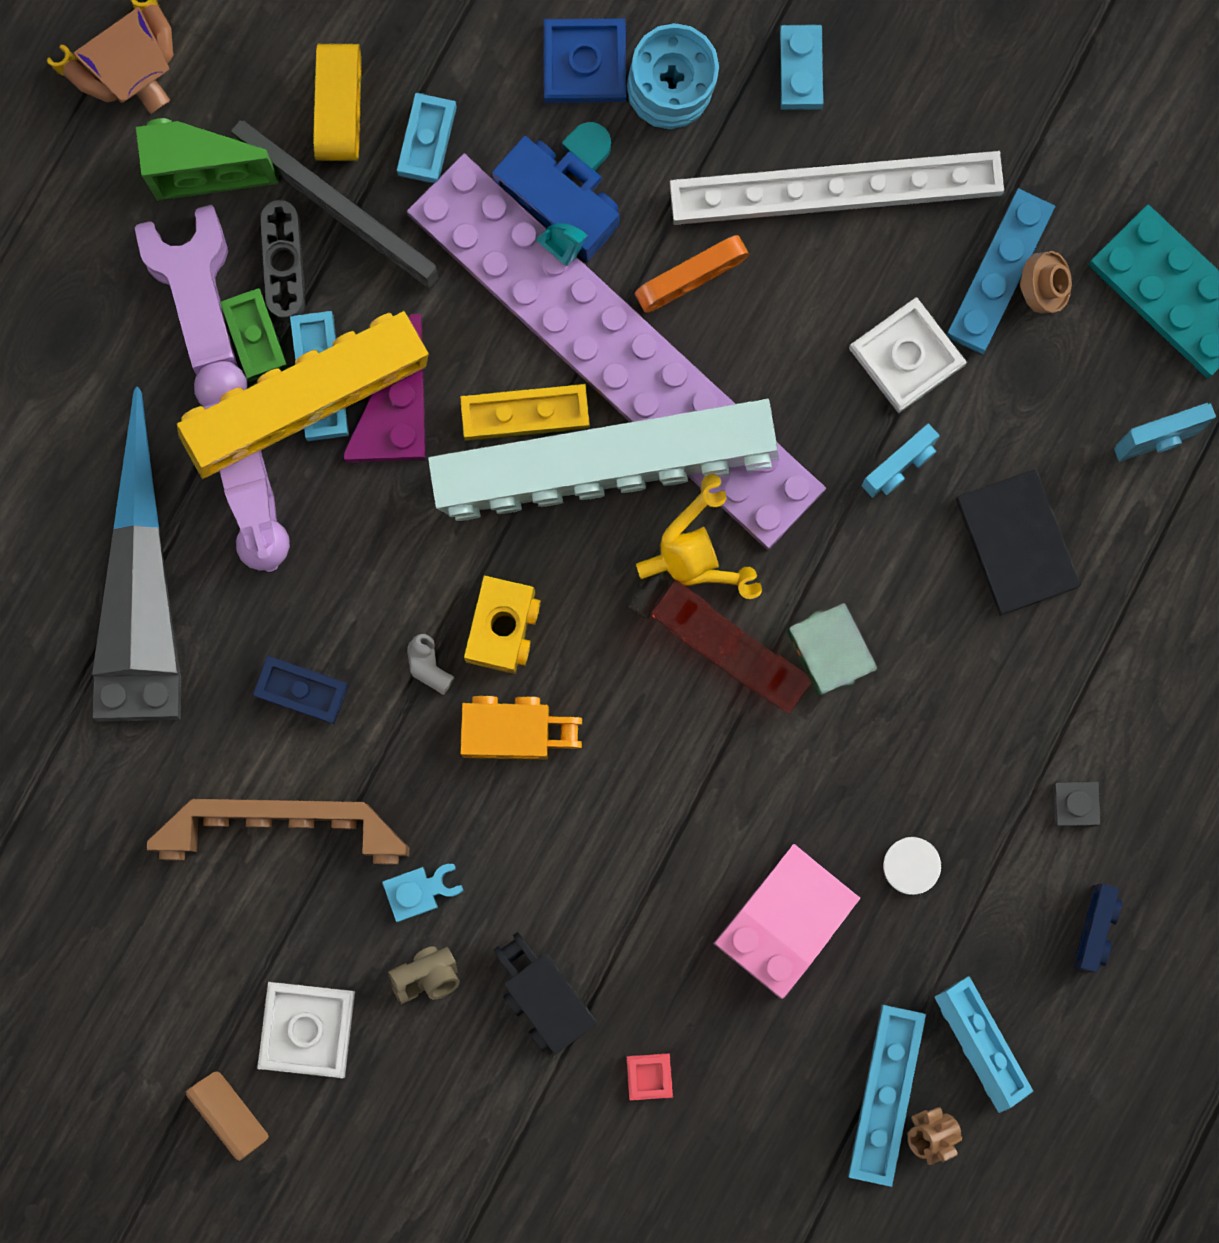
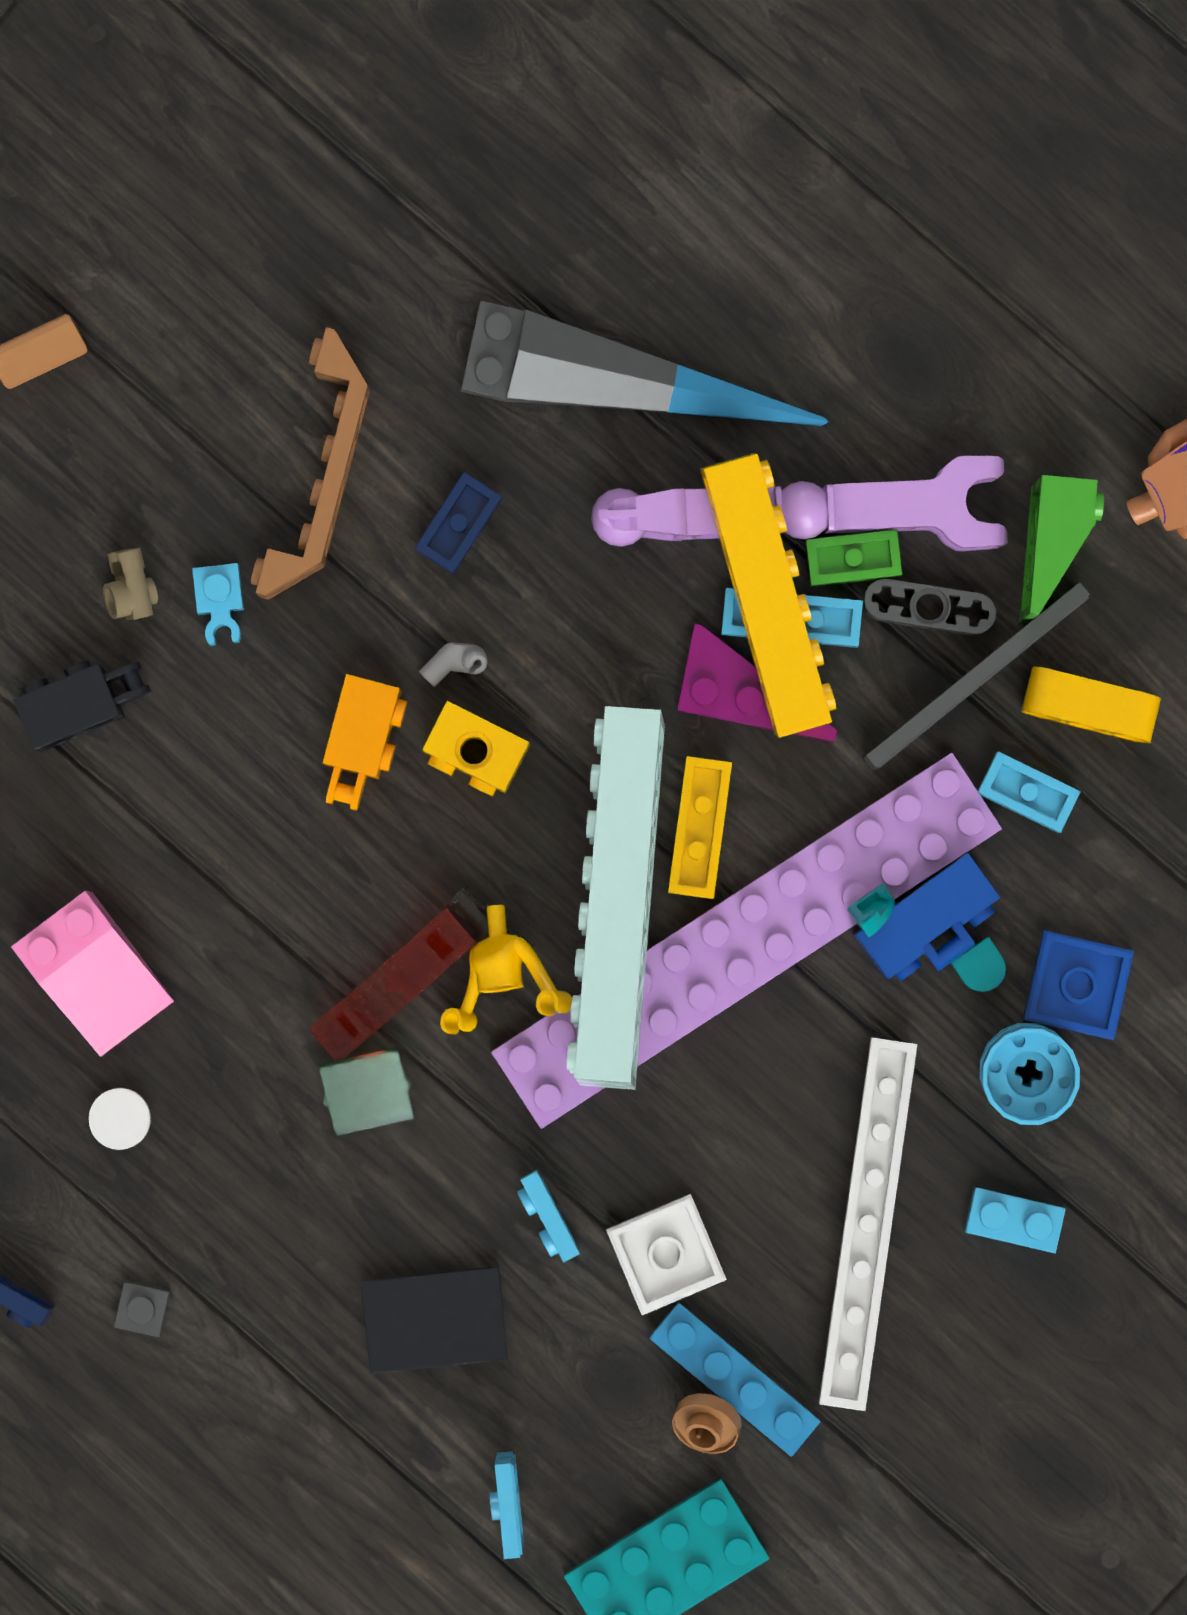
camera: 100 degrees right, 5 degrees up
(306, 1029) = (106, 451): white tile -> none
(691, 274) = (808, 1042): orange beam -> none

